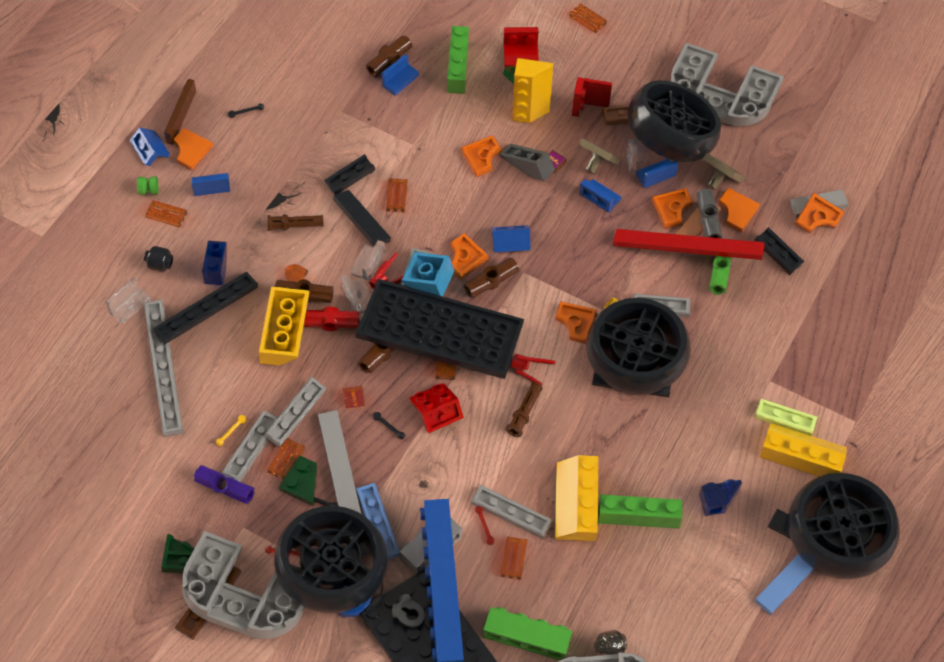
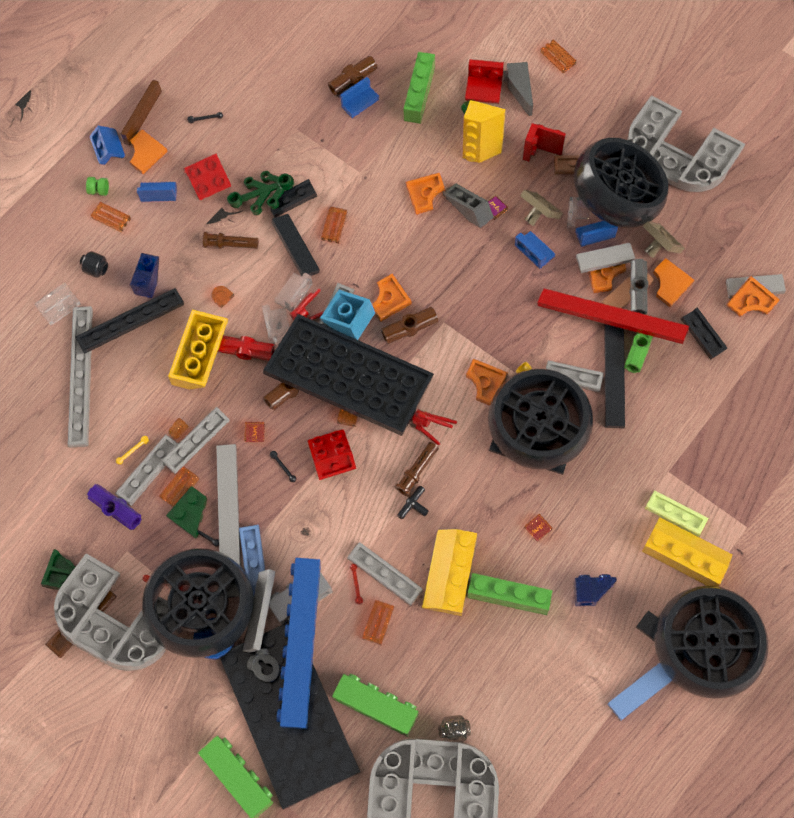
camera: 15 degrees right, 10 degrees up
(260, 164) = (207, 176): none -> red bracket
(275, 402) = (178, 428): none -> clear orange tile
(317, 292) = (235, 319): reddish brown piece -> none
(336, 162) = (281, 184): none -> dark green plant
(394, 574) = (260, 609): none -> light grey tile
(511, 238) = (437, 285): blue panel -> none
(526, 441) = (411, 502): none -> black piece
(556, 47) = (519, 84): none -> dark grey slope
(655, 448) = (538, 527): none -> clear orange tile
(670, 193) = (605, 257): none -> light grey tile
(701, 301) = (614, 377): none -> black tile

